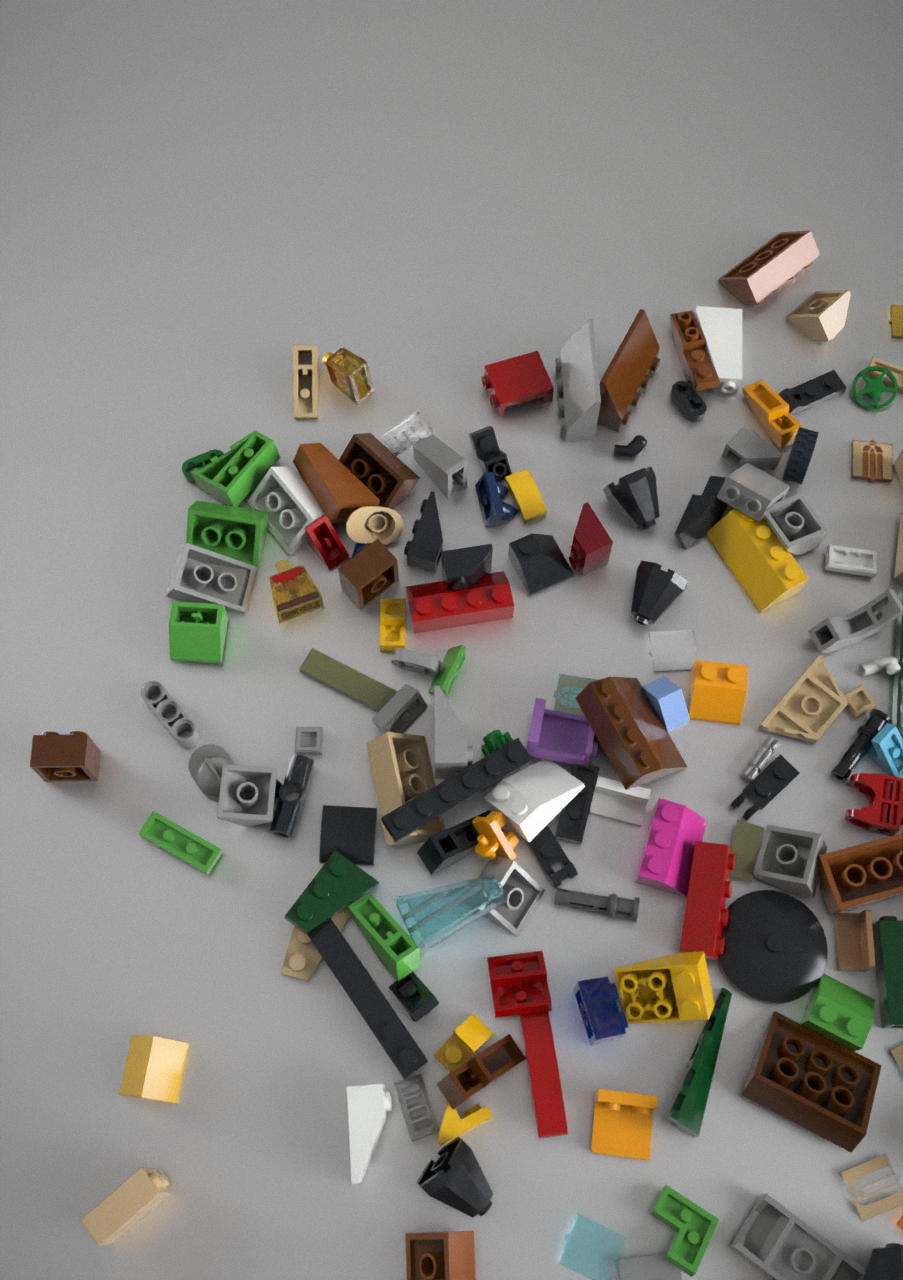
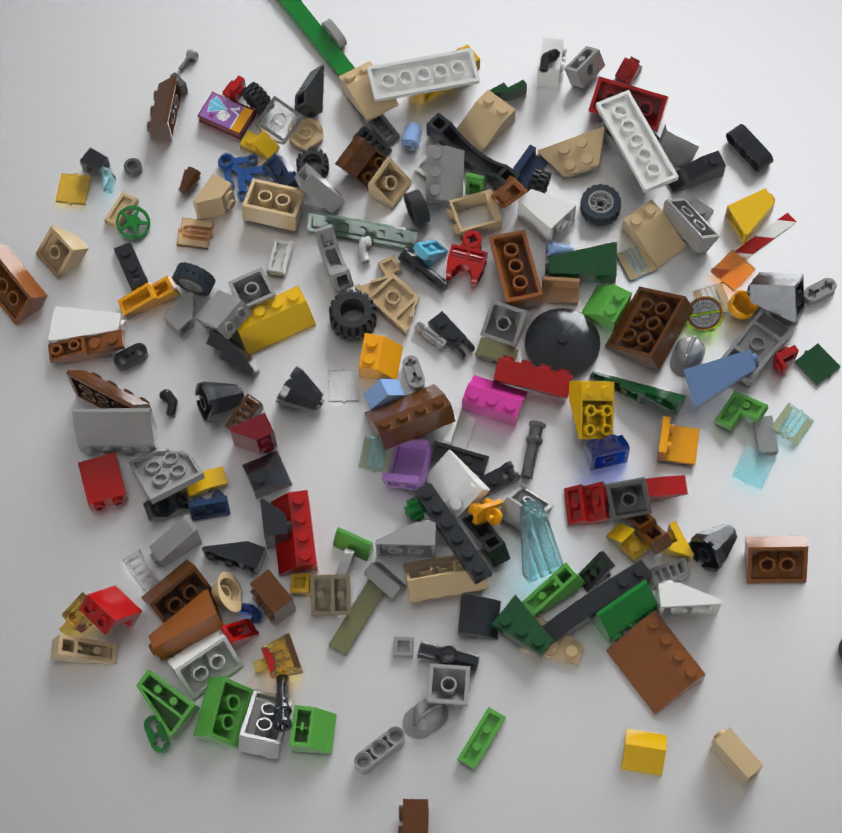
camera: 85 degrees left, 0 degrees up
(219, 594) = (282, 709): none -> black pin
(278, 1087) = (656, 662): none -> dark orange slope
(349, 1040) = (625, 612): none -> green slope
(350, 396) = (109, 608): none -> red panel
(375, 644) = (330, 595): none -> dark tan slope
(521, 1043) = (629, 498): none -> dark grey slope
(530, 445) = (165, 472): none -> light grey plate
(630, 529) = (248, 399): none -> reddish brown slope
(699, 733) = (416, 372): none -> light grey beam
(734, 1184) = (714, 377): none -> medium blue slope
(772, 1143) = (687, 354): none -> light grey piece
(784, 636) = (352, 301): none -> black tyre
(846, 1174) = (706, 314): none -> tile
(867, 1232) = (740, 305): none -> light orange hair

